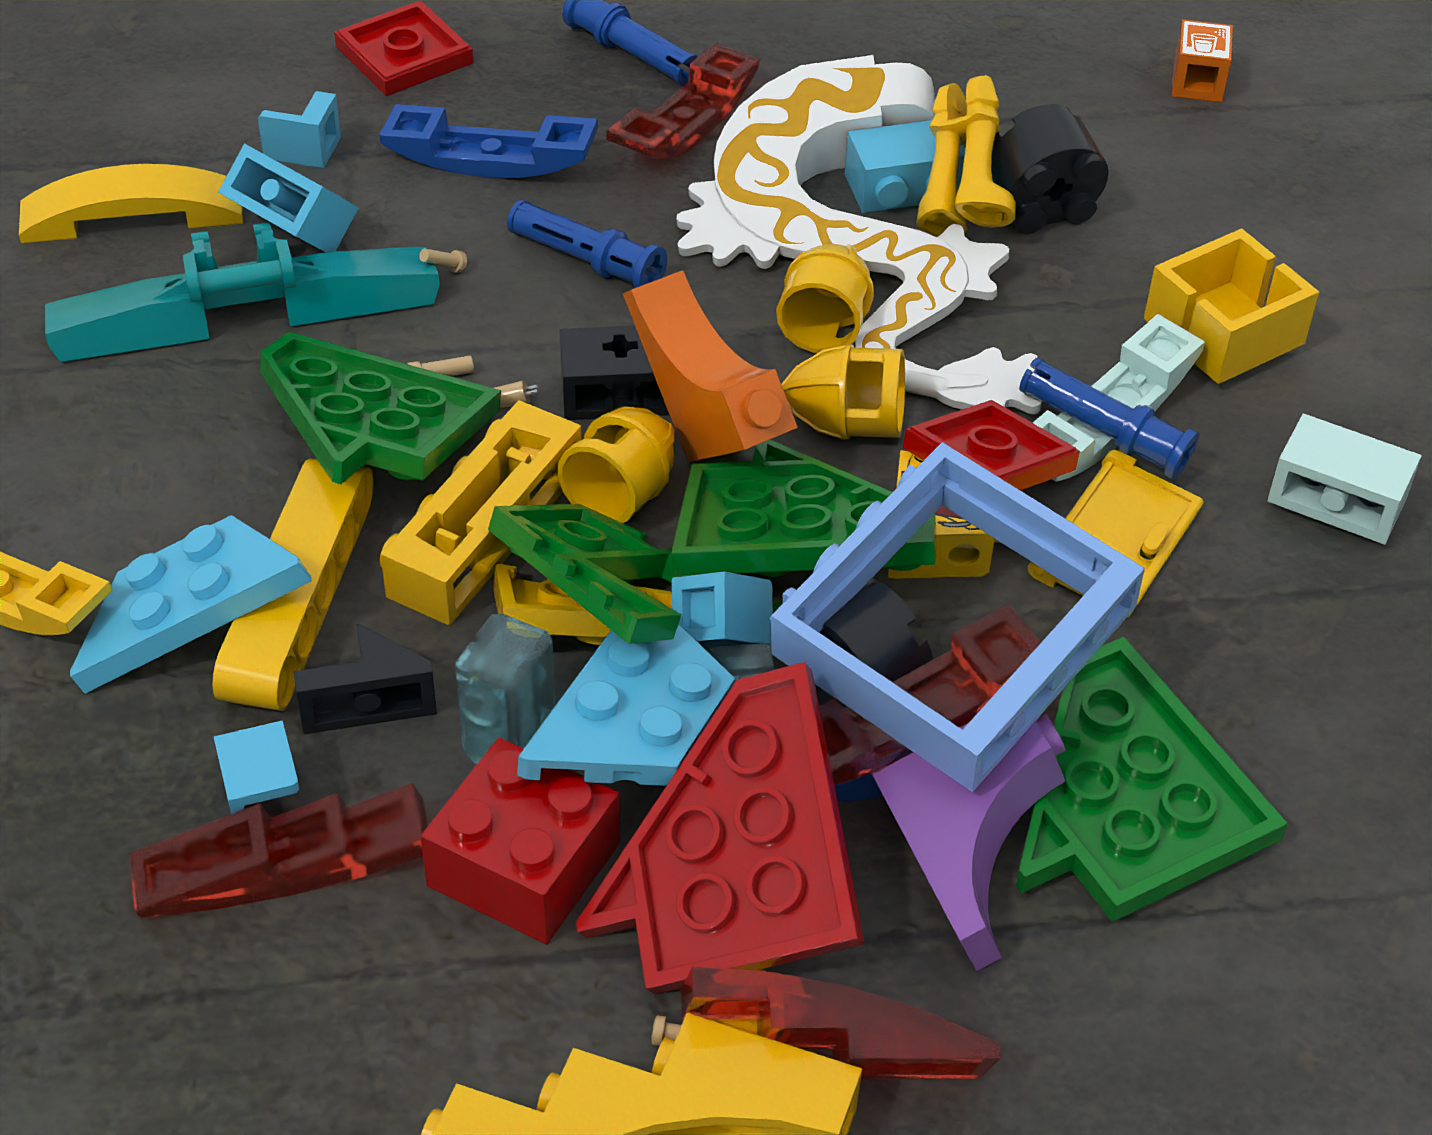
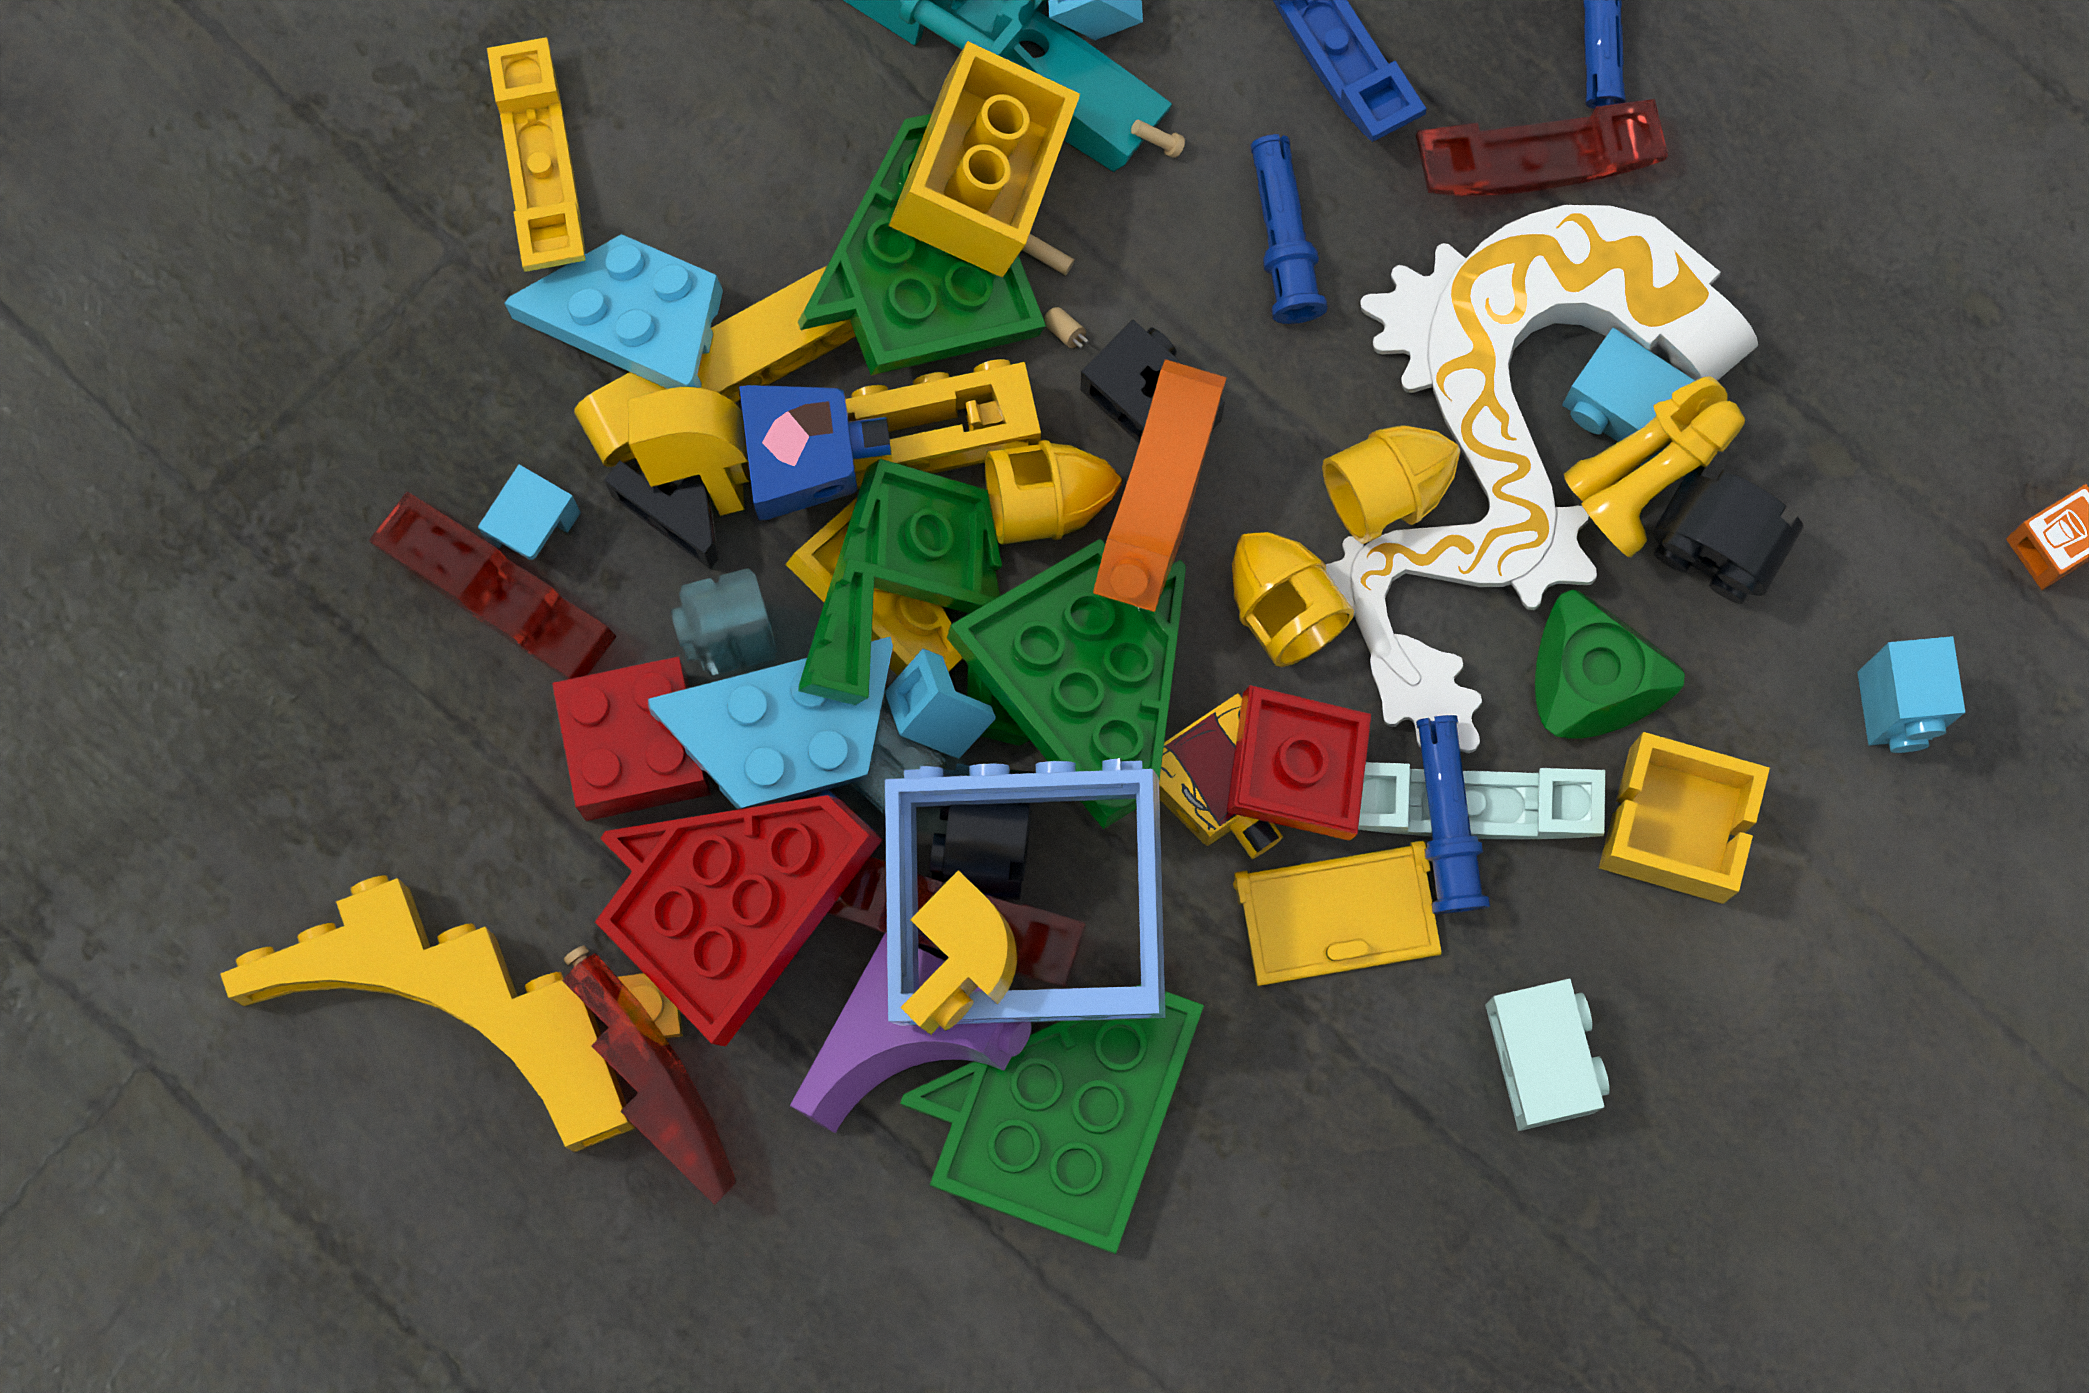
camera: 50 degrees right, 30 degrees up
(331, 602) = (688, 435): none -> yellow brick
(353, 316) = (985, 160): none -> yellow brick
(428, 539) = (804, 446): none -> blue torso
(978, 629) = (978, 949): none -> yellow brick
(1070, 292) = (1598, 671): none -> green hat
(1247, 157) = (1911, 693): none -> medium azure brick

